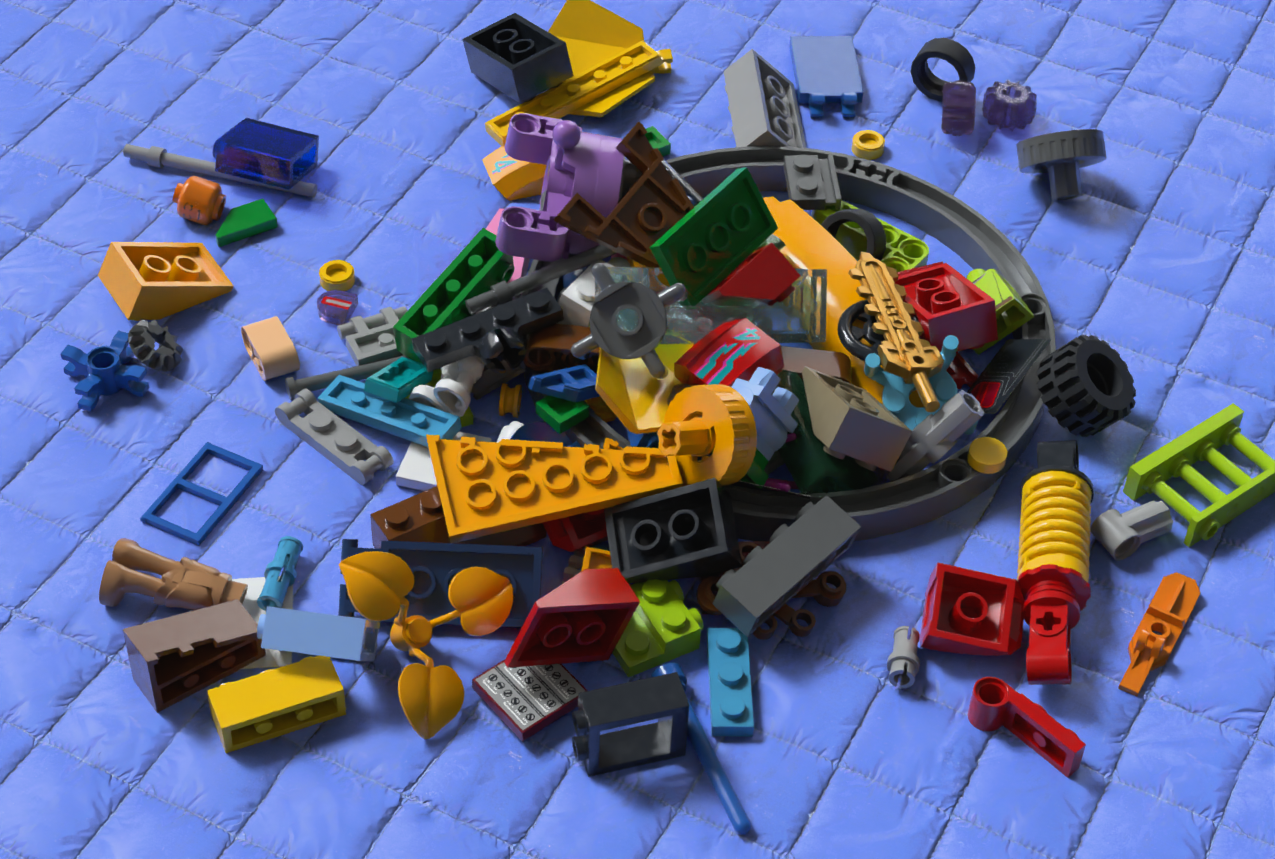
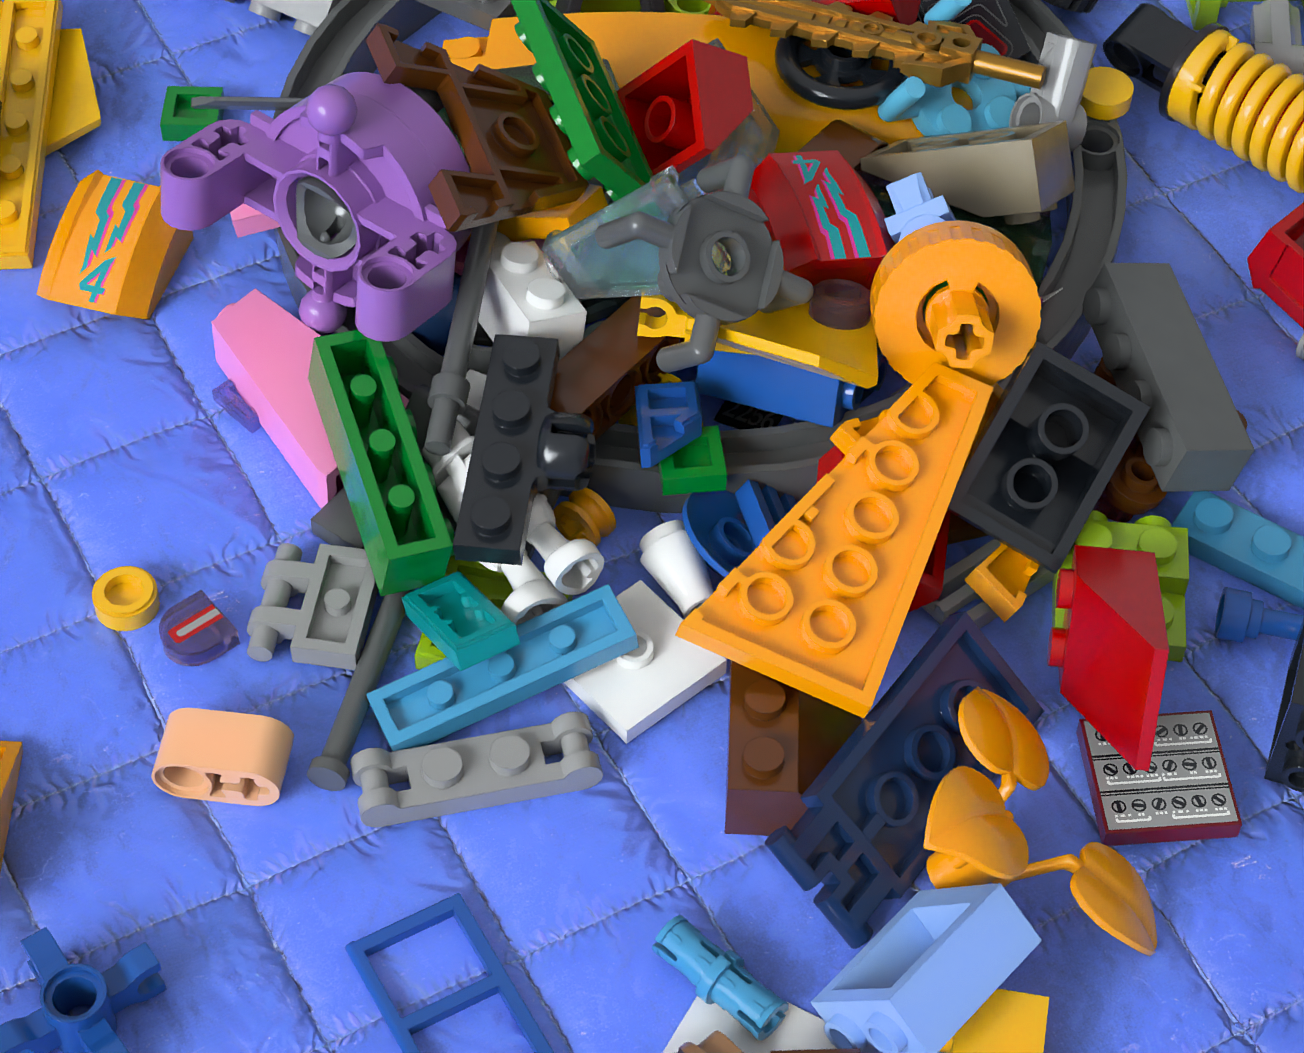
camera: 55 degrees left, 5 degrees up
(142, 340) = (84, 909): dark grey gear -> none

